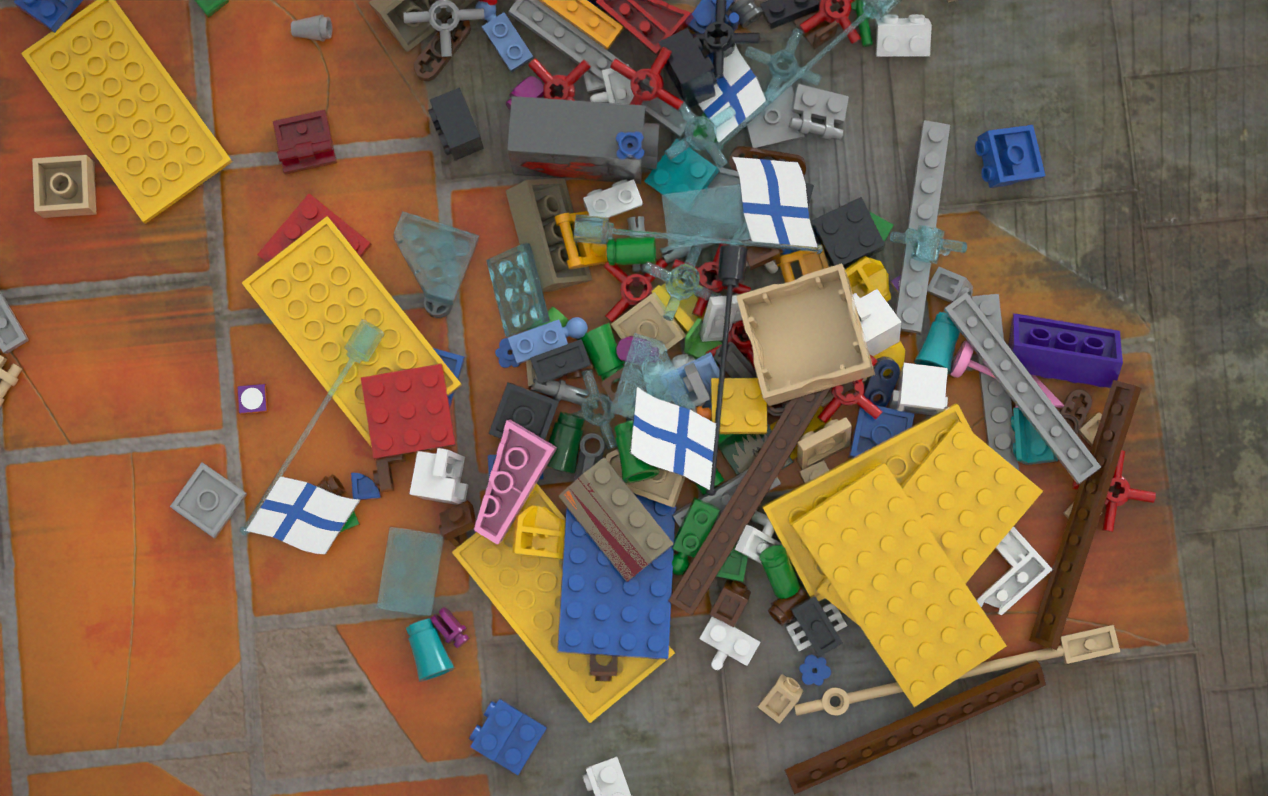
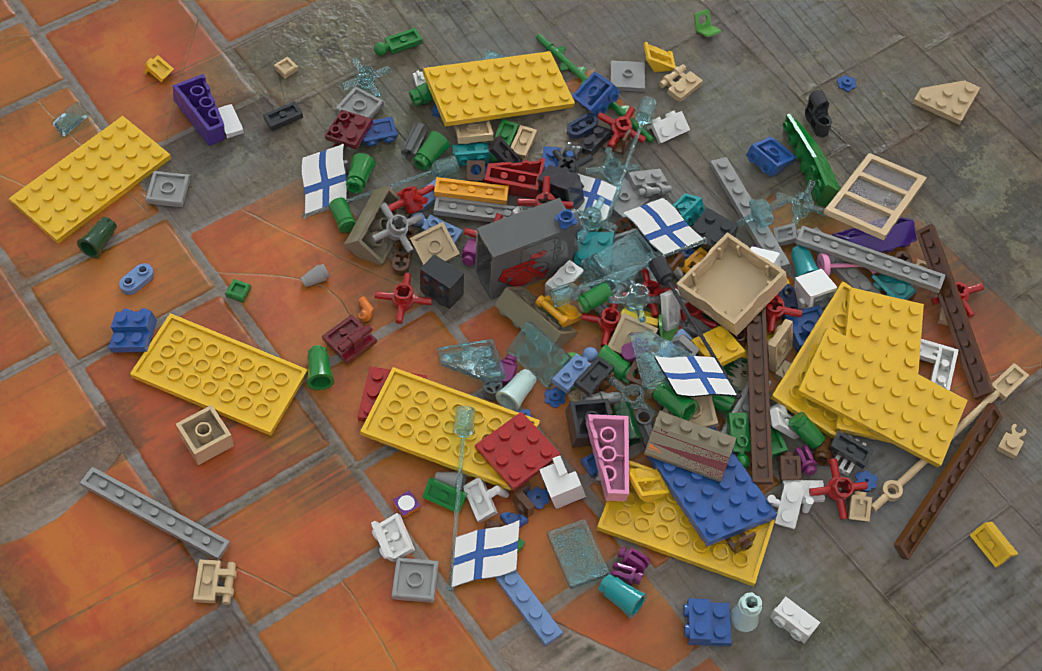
camera: 35 degrees left, 25 degrees down
(209, 435) = (392, 538): none -> white bracket
(245, 164) = (319, 369): none -> green plant
(299, 412) = (443, 494): none -> green plate
(315, 395) = (450, 478): none -> light grey cone
(319, 604) = (529, 607): none -> medium blue plate
(339, 442) = (481, 498): none -> white plate
(348, 112) = (367, 309): none -> orange arm
(401, 109) = (403, 298): none -> red bar
(401, 476) = (539, 493): none -> blue plant
(457, 521) = (589, 504): reddish brown bracket -> none
(463, 604) = (634, 559): none -> magenta arm
(465, 322) = (516, 390): none -> light aqua plant
(472, 287) = (510, 368): none -> magenta arm
(480, 65) = (435, 241): none -> tan plate
(566, 747) = (746, 613): none -> light aqua plant
(653, 210) = (591, 272): none -> clear light blue slope
(694, 651) = (787, 506): none -> white plate
(753, 618) = (807, 461): none -> magenta arm
(772, 656) = (832, 486): none -> red bar
(838, 180) = (690, 208): none -> teal bracket
(998, 264) = (805, 199): none -> clear light blue bar
(1031, 723) = (1011, 442): none -> tan plate
(1060, 198) = (812, 162): none -> green wedge
(1102, 296) = (875, 196): none -> door
(1120, 125) = (817, 113): none -> black piece
(1201, 96) = (846, 83): none -> blue plant

